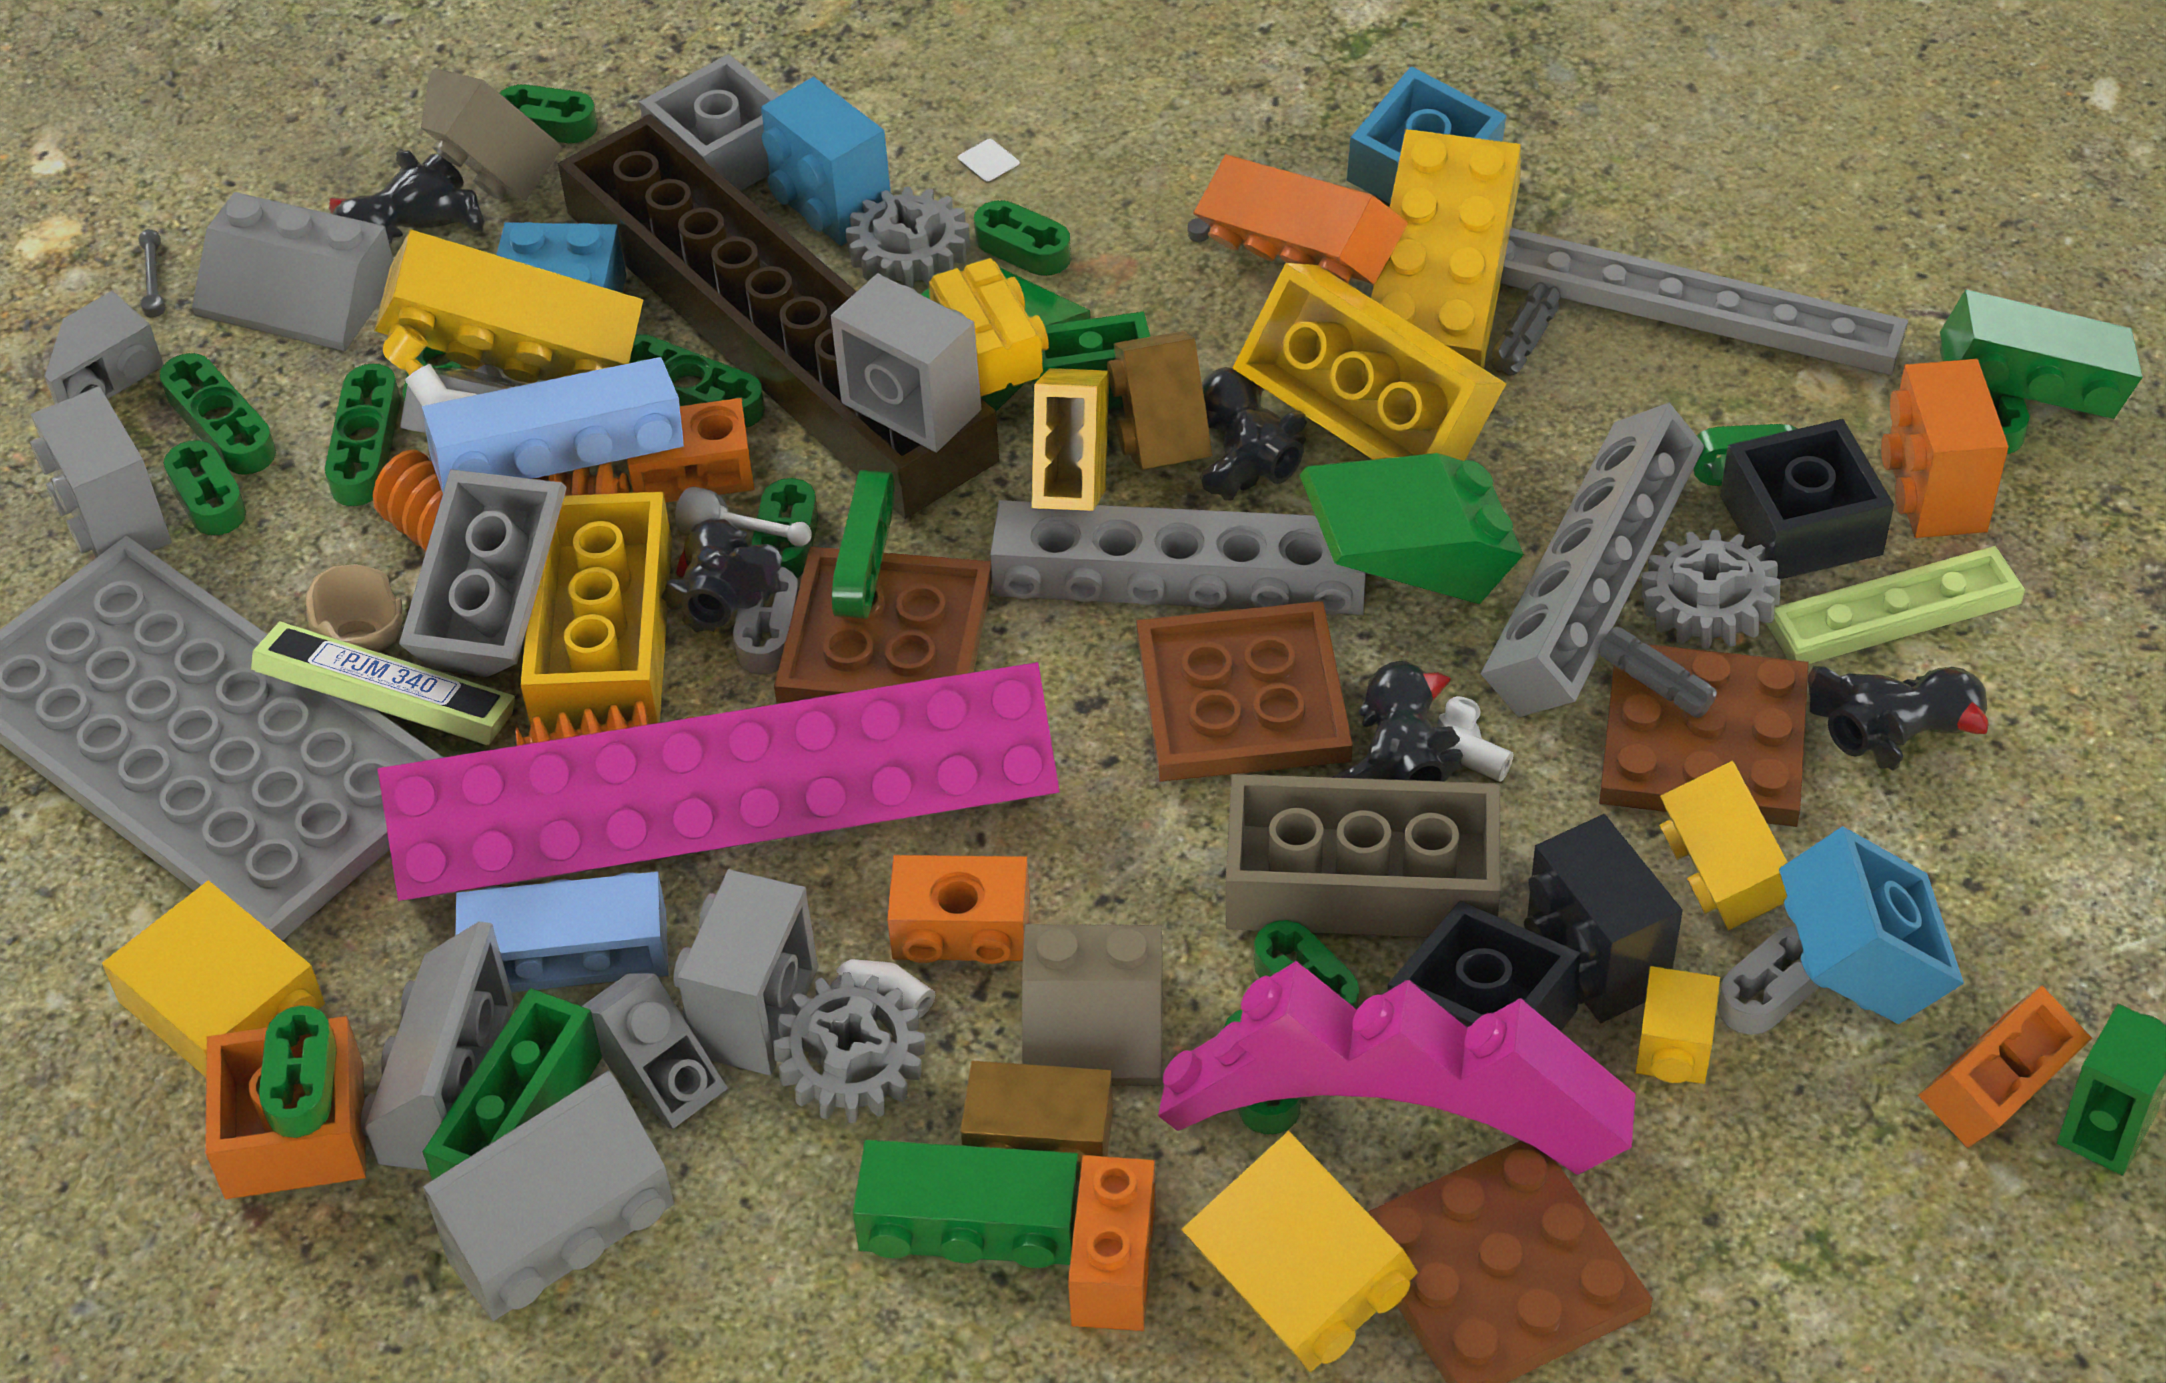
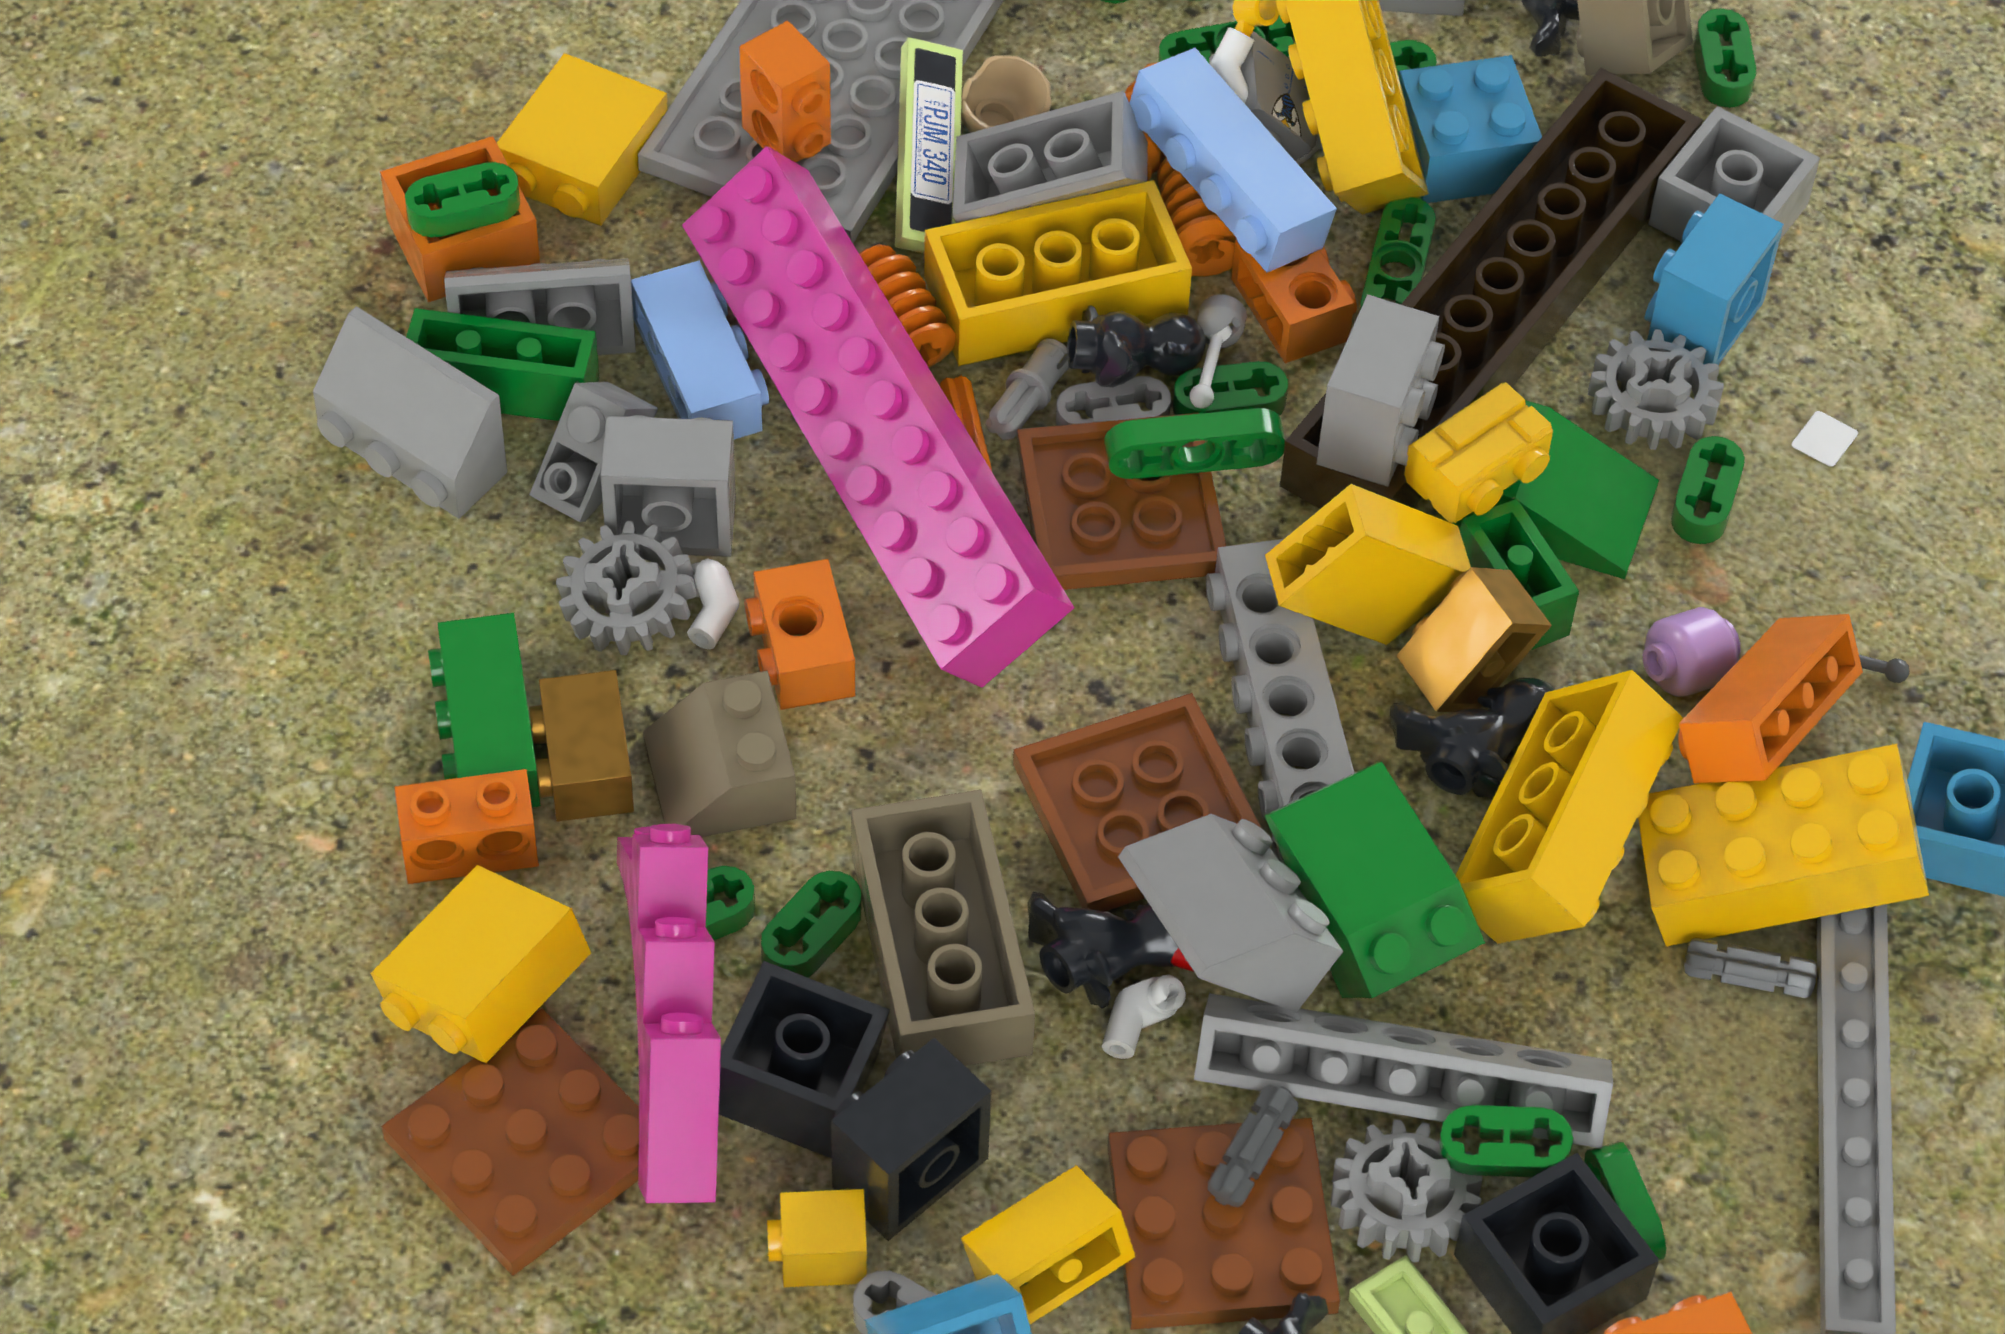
camera: 70 degrees right, 5 degrees up
(292, 756) = (785, 93): none -> orange brick
(717, 671) = (1028, 389): none -> light grey axle
(1198, 276) = (1690, 651): none -> lavender head
(1419, 611) = (1234, 909): none -> light grey slope
(1687, 490) = (1504, 1124): none -> green beam

